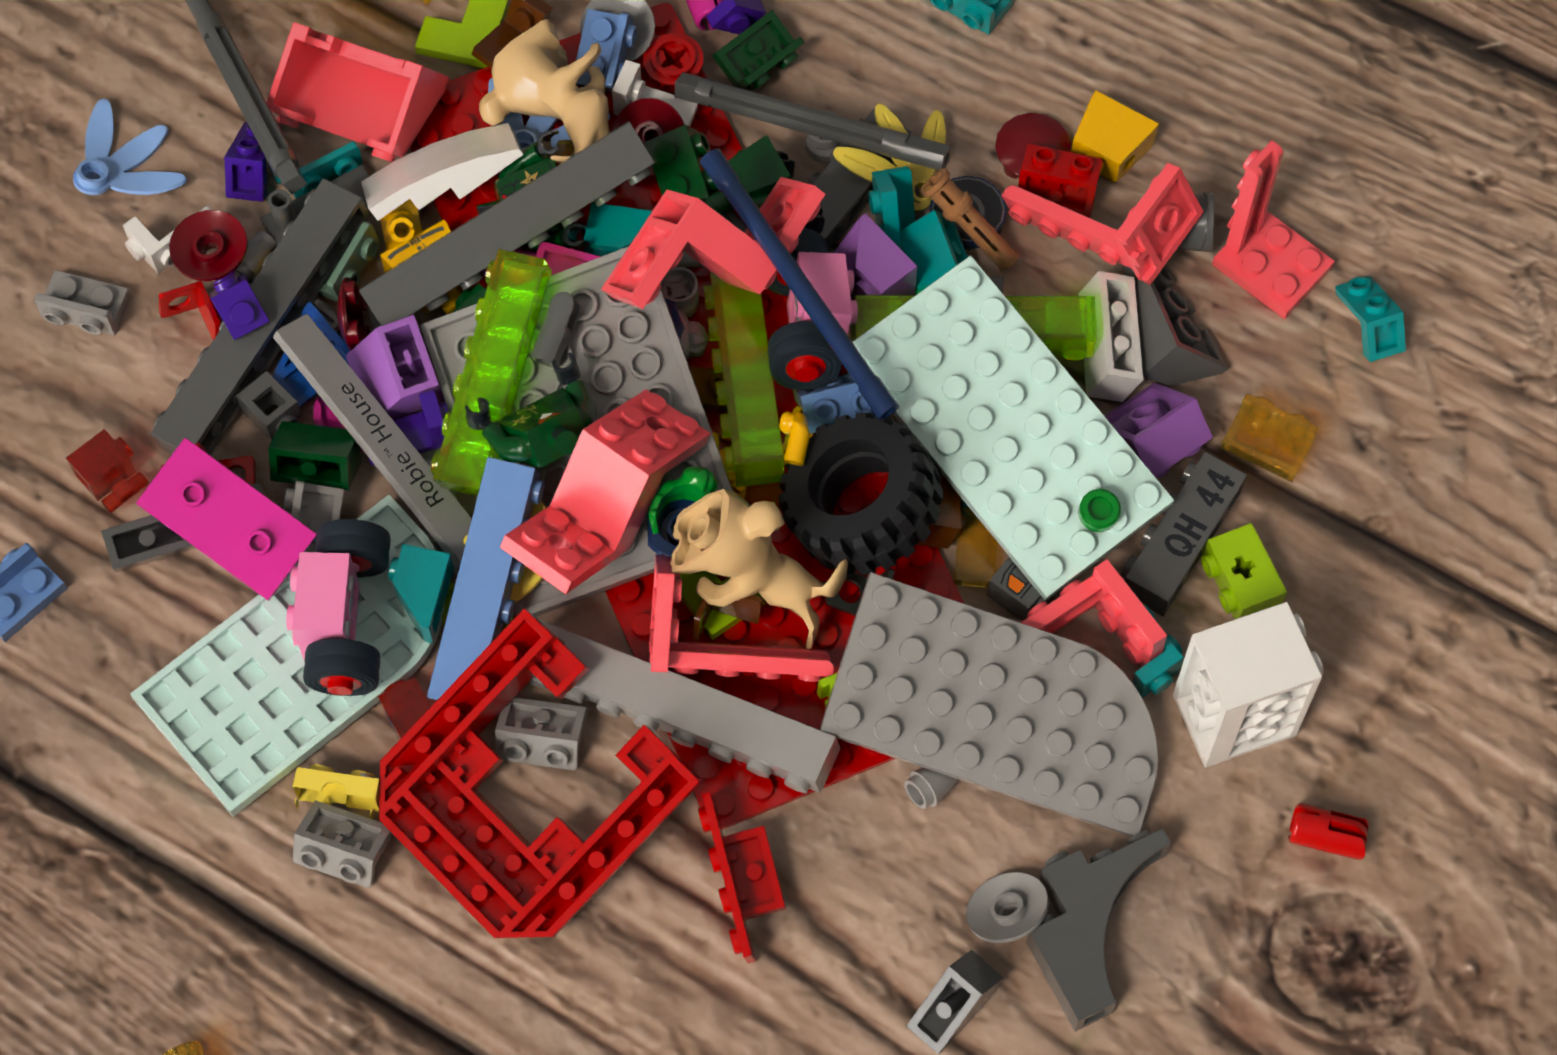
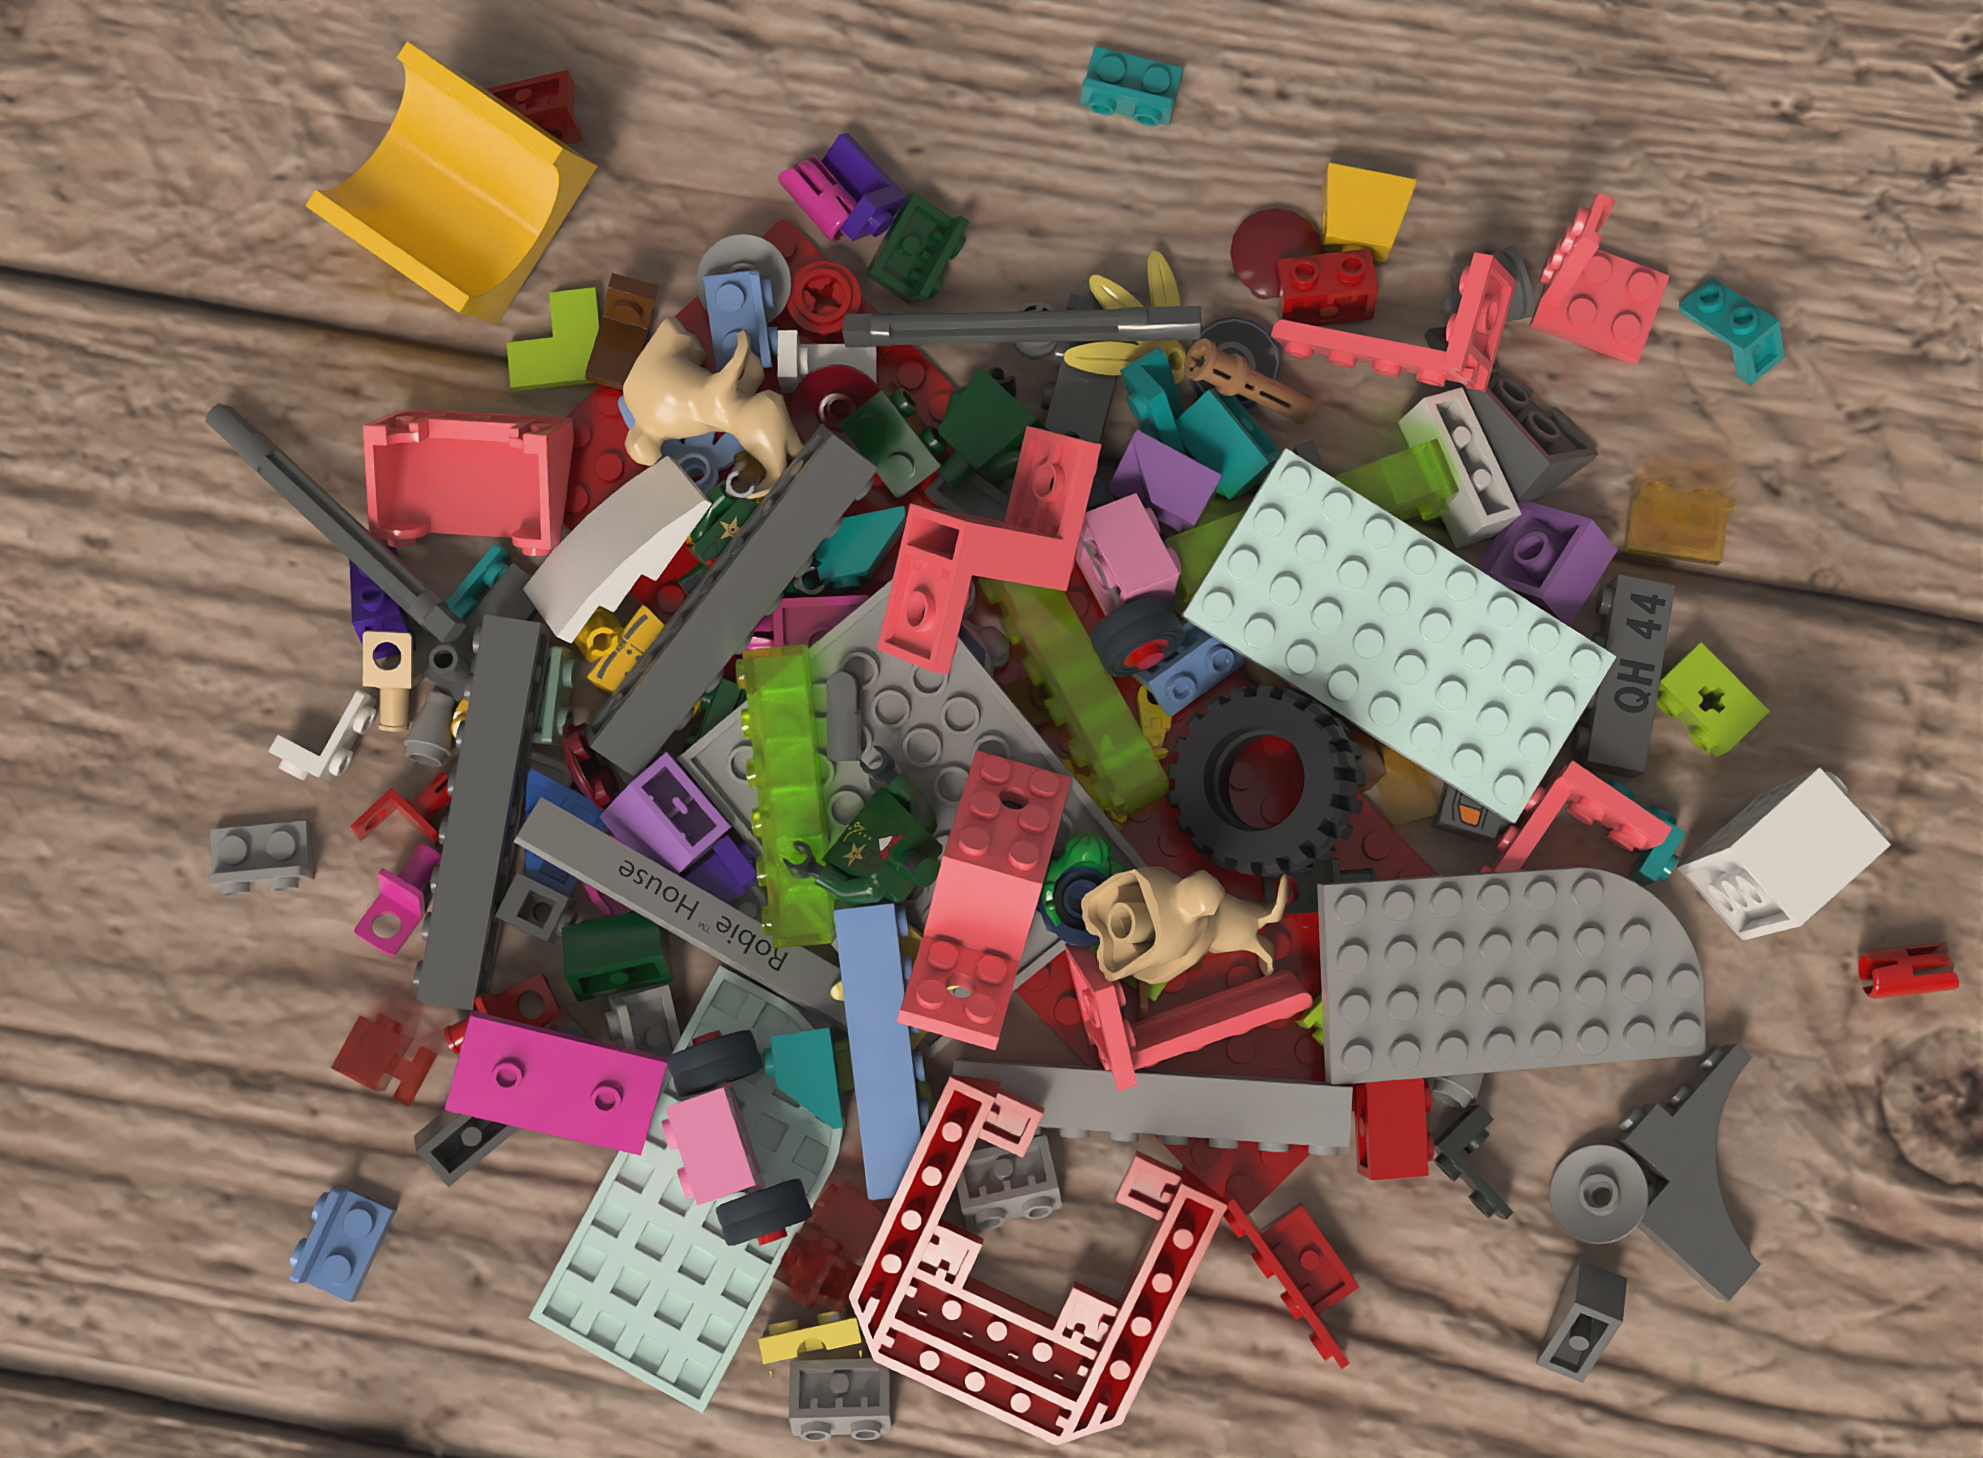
camera: 20 degrees left, 15 degrees up
(103, 172) = (232, 648): light blue plant -> none
(170, 367) = (400, 897): none -> dark pink bracket
(204, 232) = (360, 733): dark red dish -> none
(237, 304) = (448, 808): dark purple bracket -> none
(240, 206) = (393, 682): none -> tan bracket
(363, 737) = (817, 1272): none -> clear red brick
(799, 436) = (1176, 746): yellow arm -> none
(861, 793) = (1392, 1128): none -> red brick
(869, 384) = (1240, 663): dark blue piece -> none
(919, 825) = (1468, 1134): none -> pearl dark grey bracket
(1099, 510) = (1543, 705): green tile -> none

